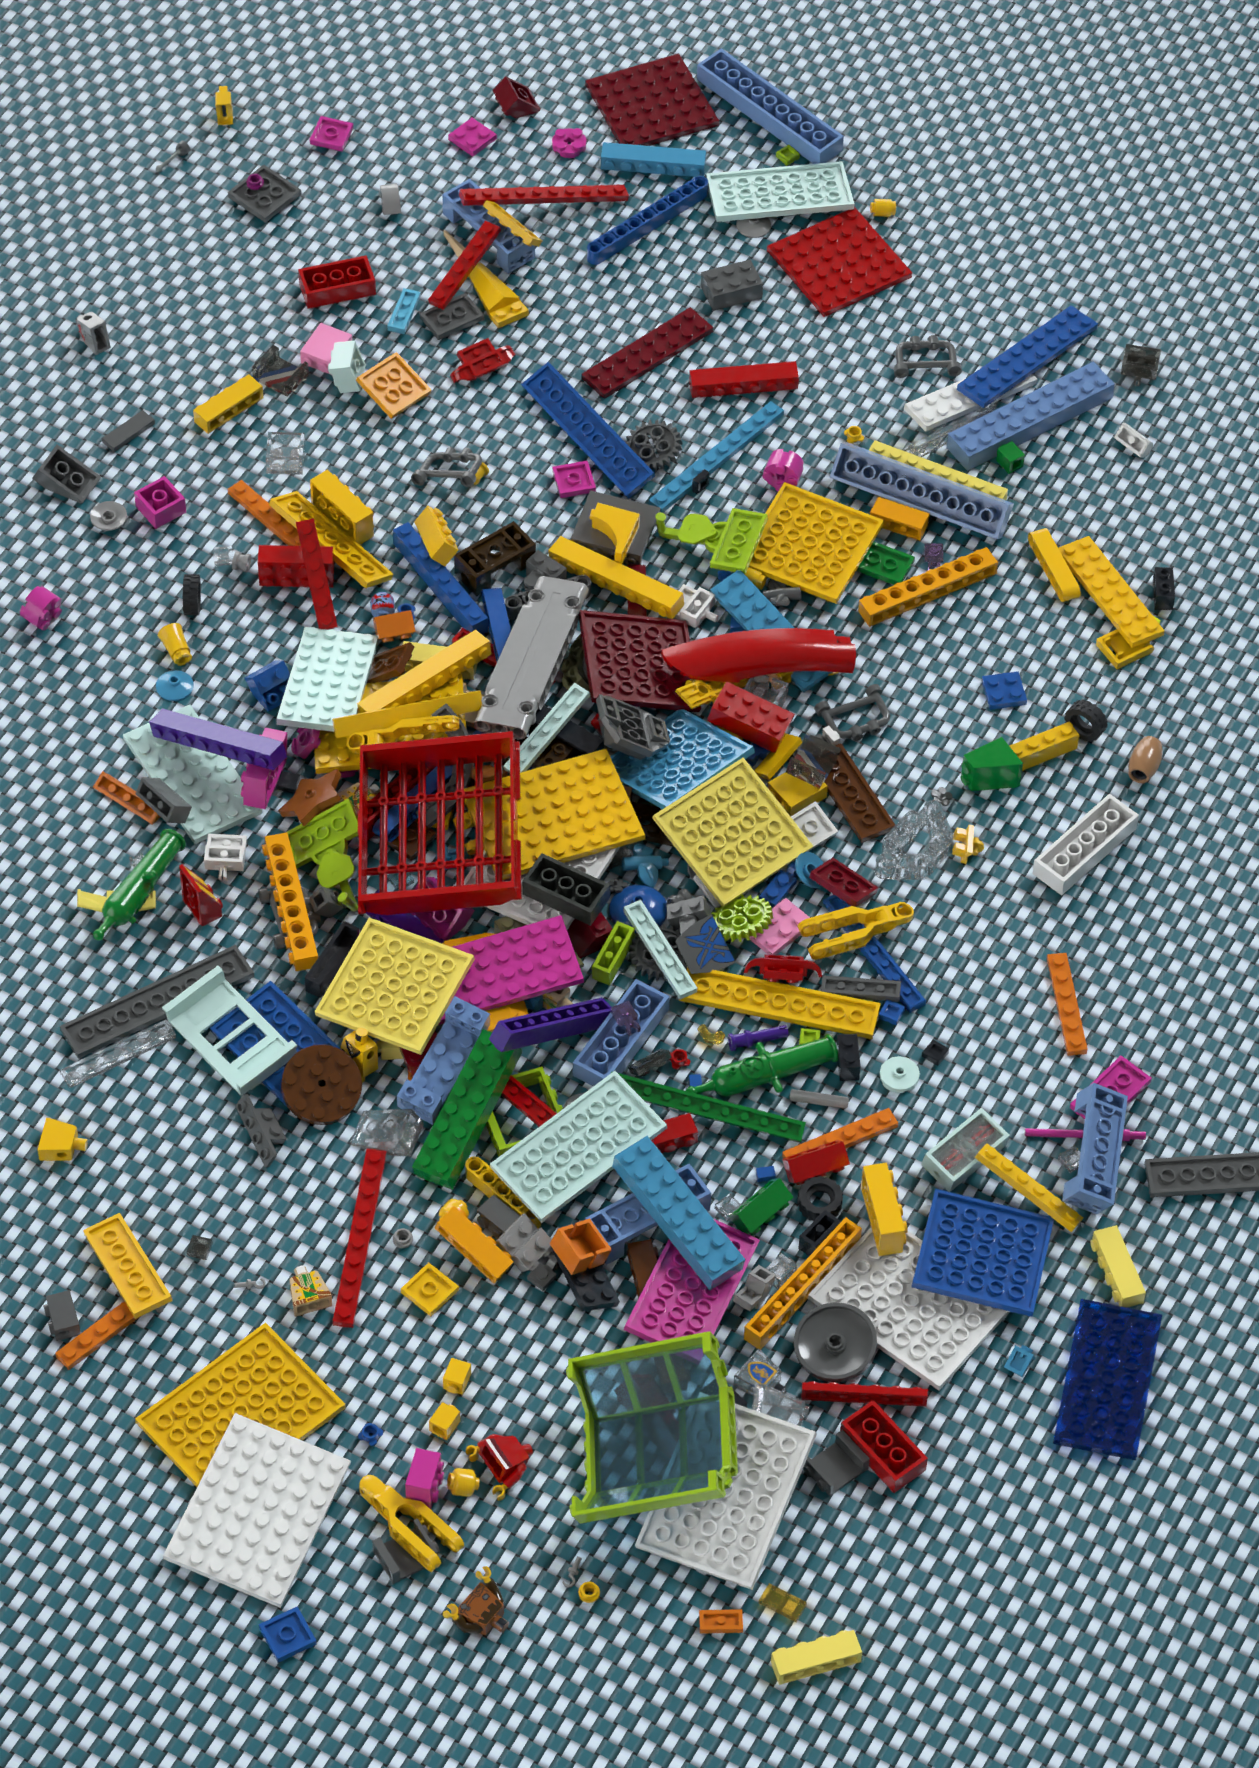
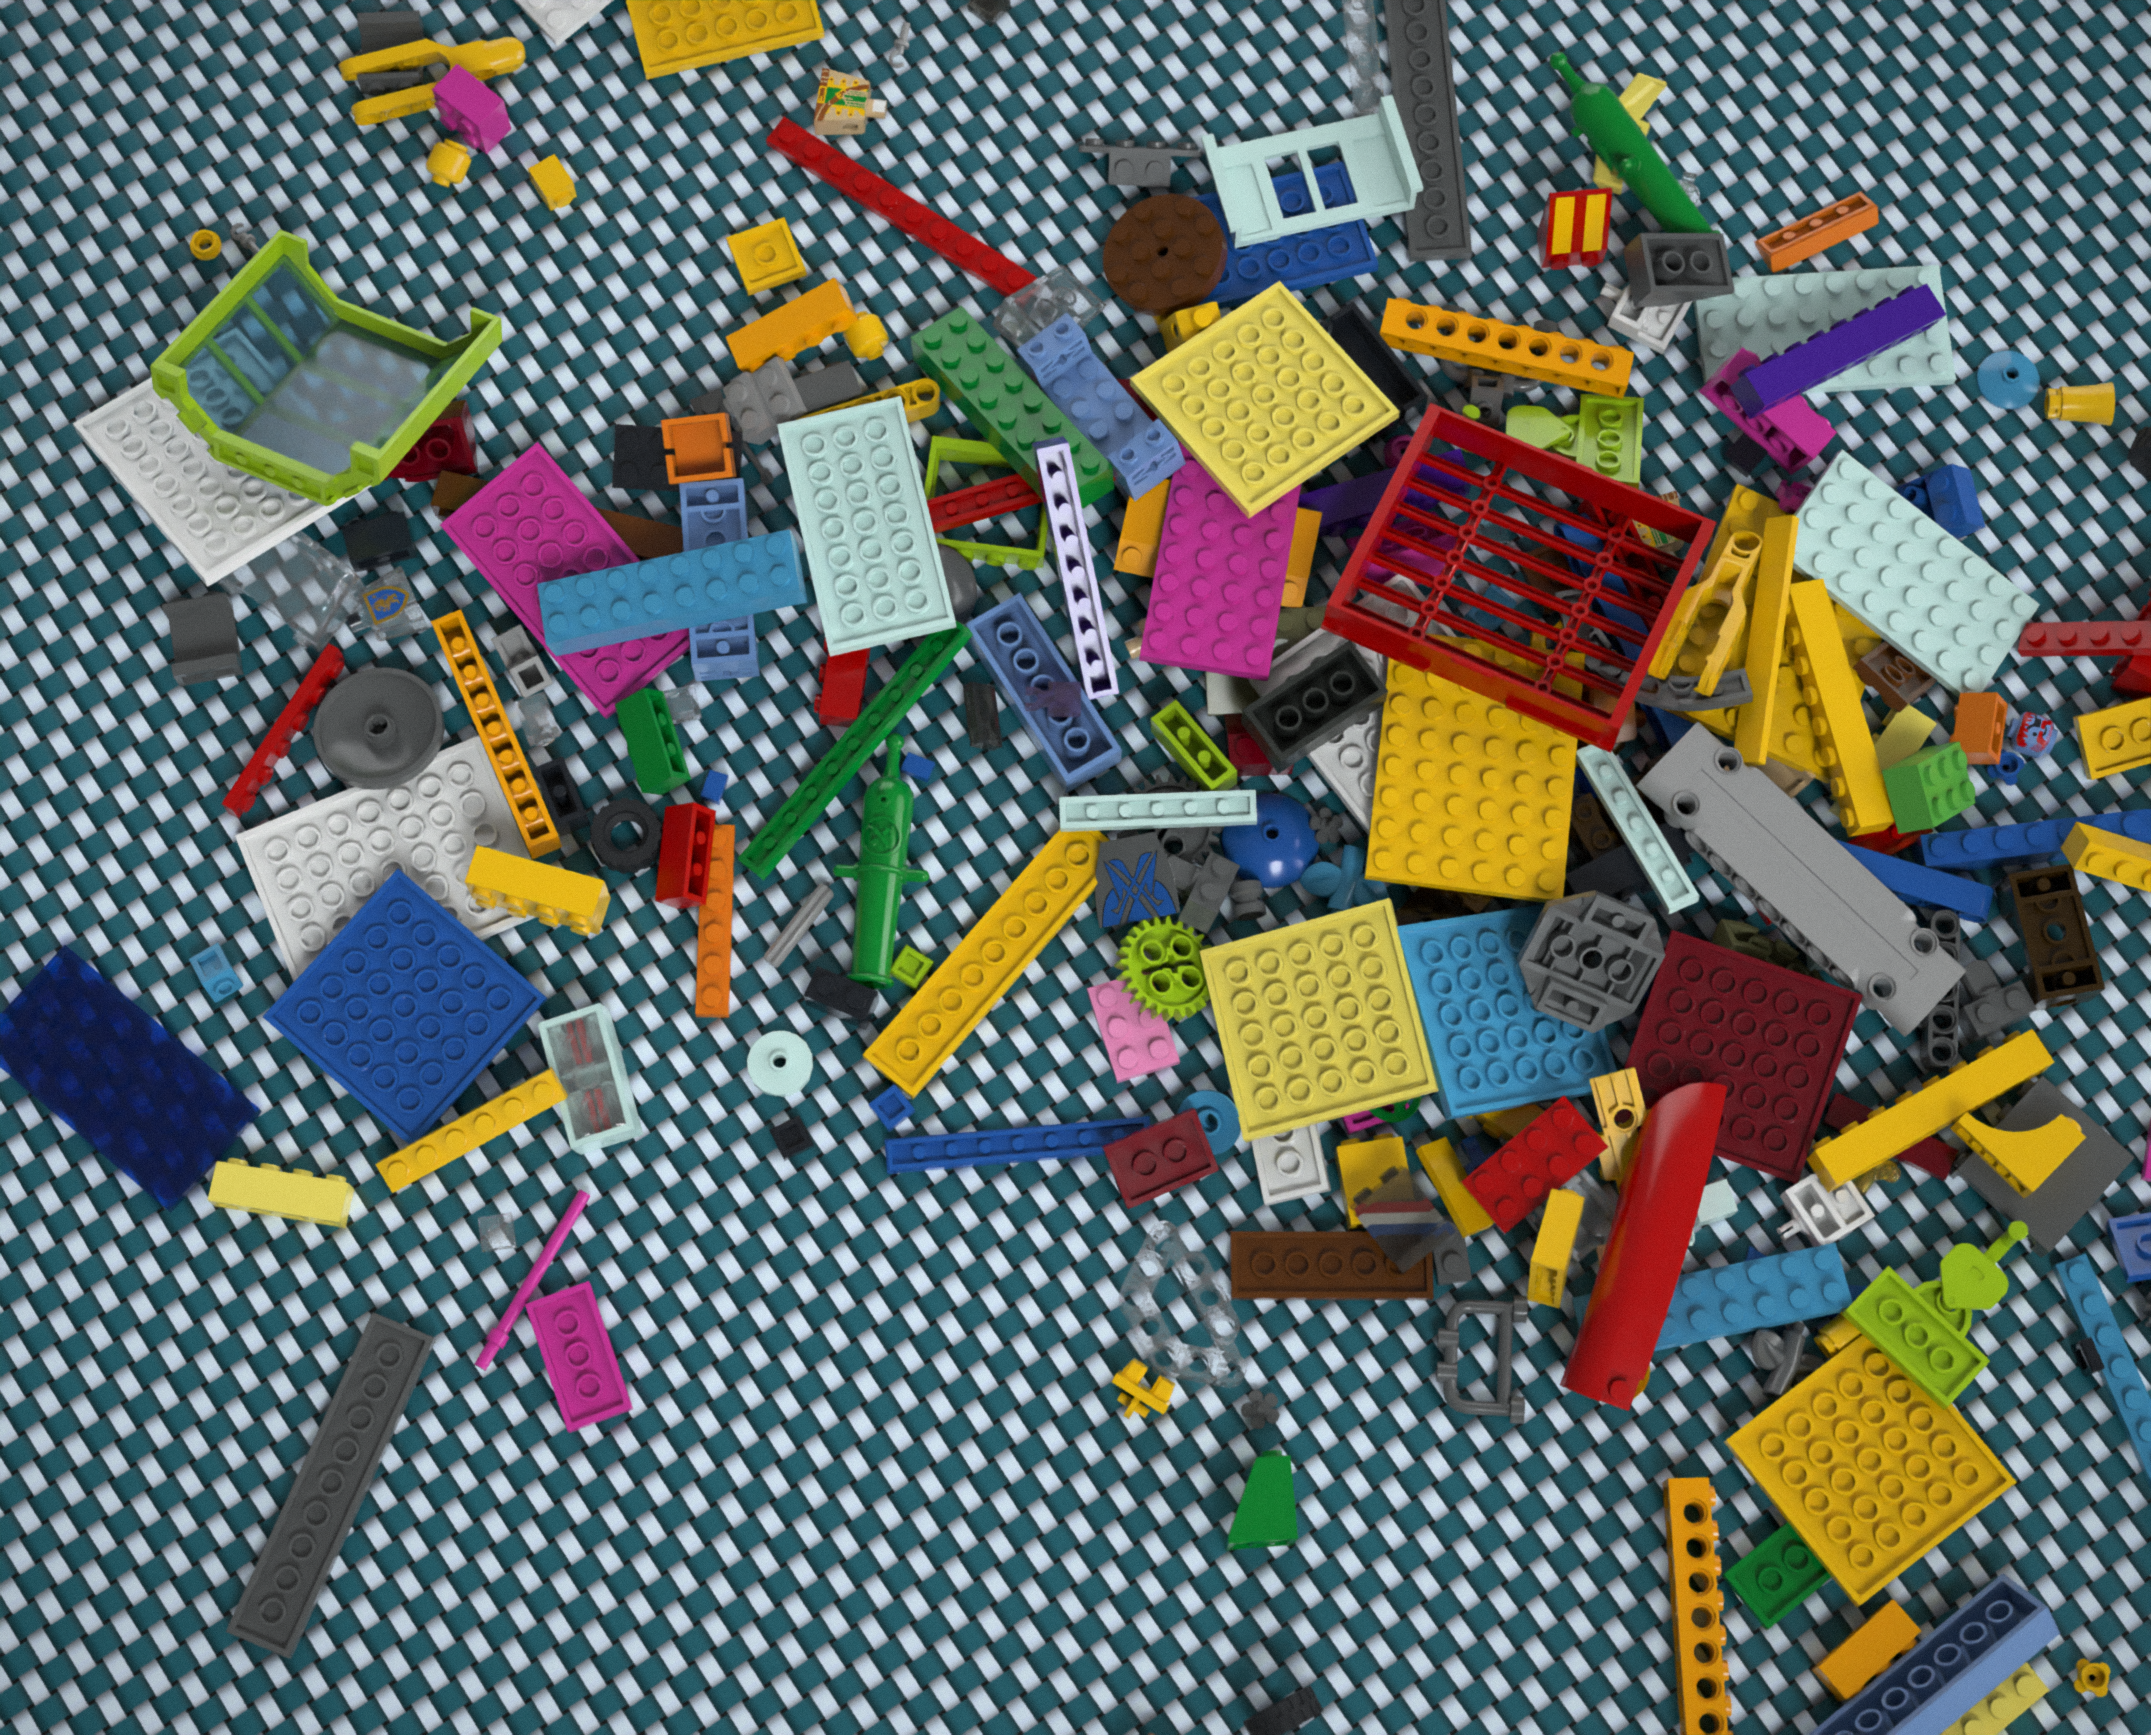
camera: 115 degrees right, 20 degrees up
(163, 800) = (1776, 255): dark grey brick -> none
(202, 835) = (1677, 268): none -> dark grey slope
(313, 797) = (1683, 459): dark orange plate -> none
(367, 1429) = (585, 83): blue plate -> none
(402, 1233) = (864, 253): light grey plate -> none
(446, 624) = (1929, 787): none -> bright green brick
(456, 1376) = (610, 227): yellow brick -> none
(481, 1608) = (252, 98): torso -> none
(504, 1458) = (451, 224): red torso -> none
(679, 1054) = (970, 754): red plate -> none
(713, 1038) = (985, 827): clear yellow arm -> none
(721, 1621) = (65, 380): orange plate -> none
(749, 1038) = (952, 877): dark purple pin -> none
(780, 886) = (1204, 1060): blue plate -> none
(782, 1602) = (49, 473): clear yellow tile -> none
(783, 468) = (2048, 1500): dark pink brick -> none
(783, 967) = (1049, 989): red plate -> none
(787, 687) = (1554, 1247): none -> yellow arch
(831, 736) = (1451, 1289): white plate -> none
(862, 988) = (955, 1083): dark grey plate -> none
(875, 920) = (1060, 1166): yellow piece -> none
(890, 1450) = (184, 708): red brick -> none
(933, 554) = (1767, 1671): clear purple plate -> none
(1004, 690) = (1425, 1630): blue plate -> none
(1046, 745) = (1272, 1616): yellow brick -> none
(1067, 1004) = (774, 1385): orange plate -> none
(1085, 844) = (1044, 1577): white brick -> none
(1100, 1149) = (468, 1260): medium blue plate -> none

